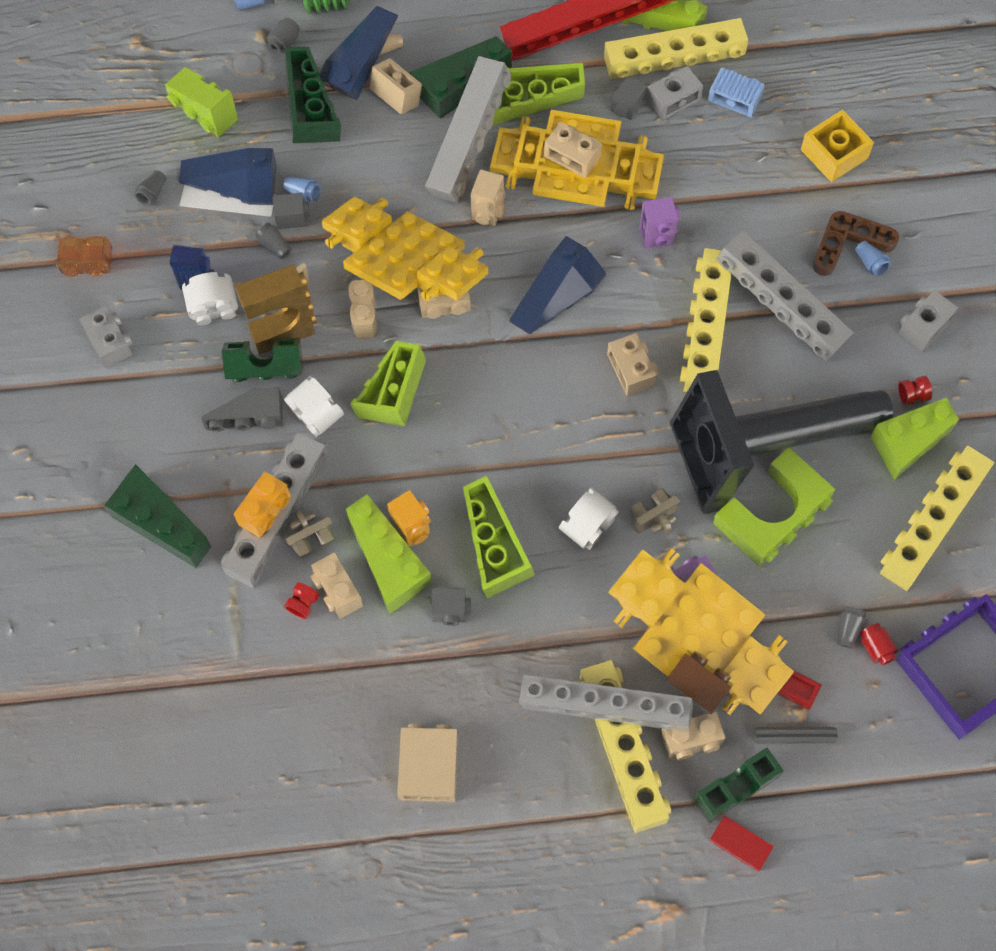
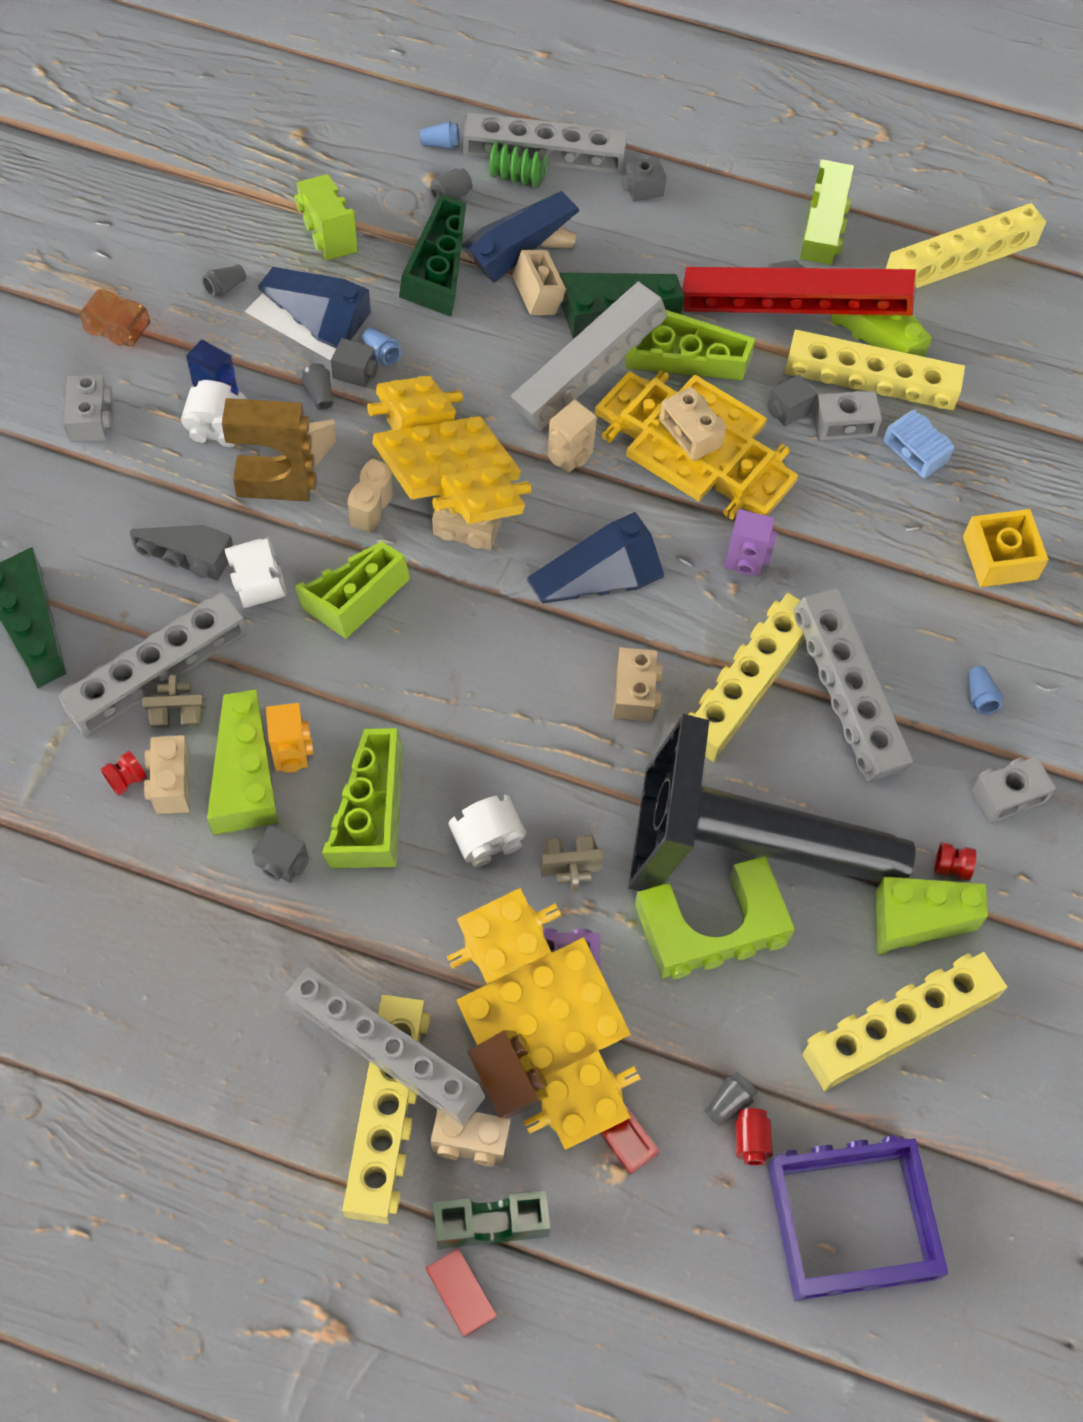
camera: 20 degrees right, 5 degrees down
(241, 363) = (208, 494): dark green arch -> none
(262, 504) = (134, 647): light orange brick -> none
(427, 763) = (154, 1018): tan brick -> none
(794, 735) = (596, 1196): dark grey axle -> none
(842, 233) = (962, 649): reddish brown beam -> none

